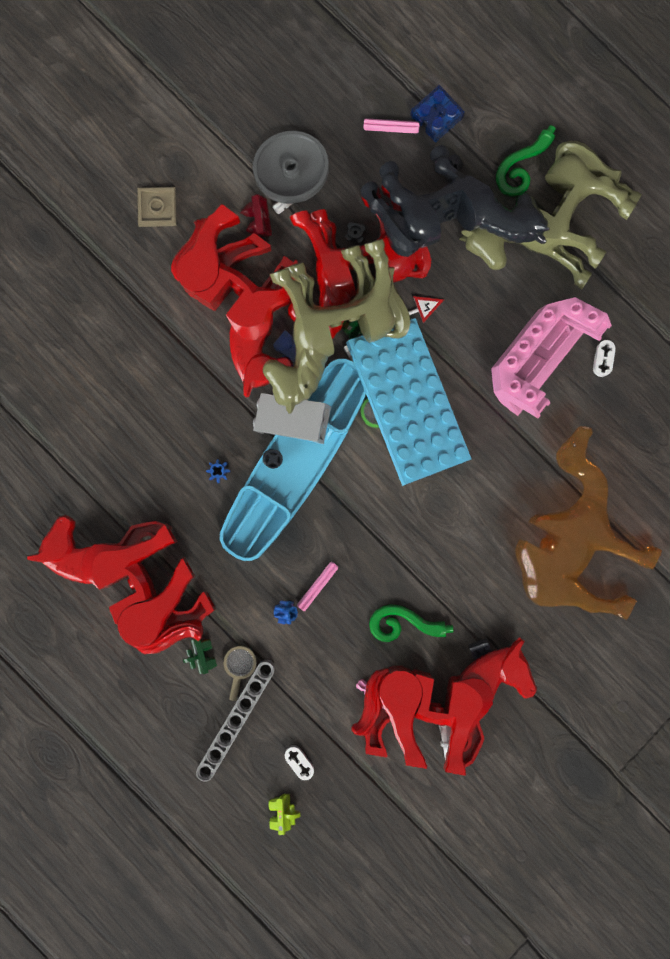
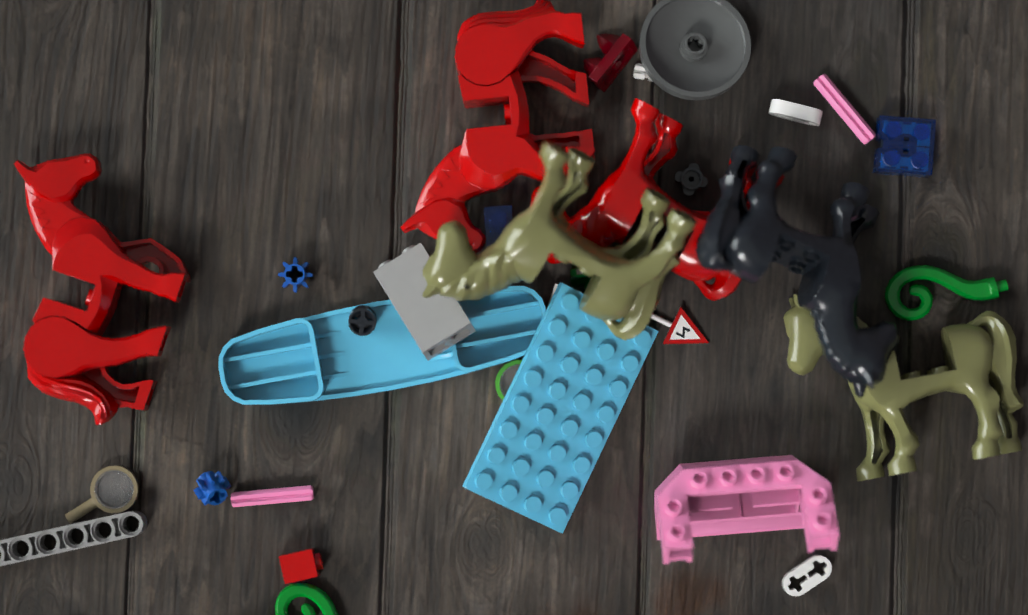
camera: 45 degrees right, 0 degrees up
(203, 664) = (76, 452): dark green hips -> none
(366, 604) = (300, 565): none -> red brick
(370, 150) = (795, 112): none -> white beam

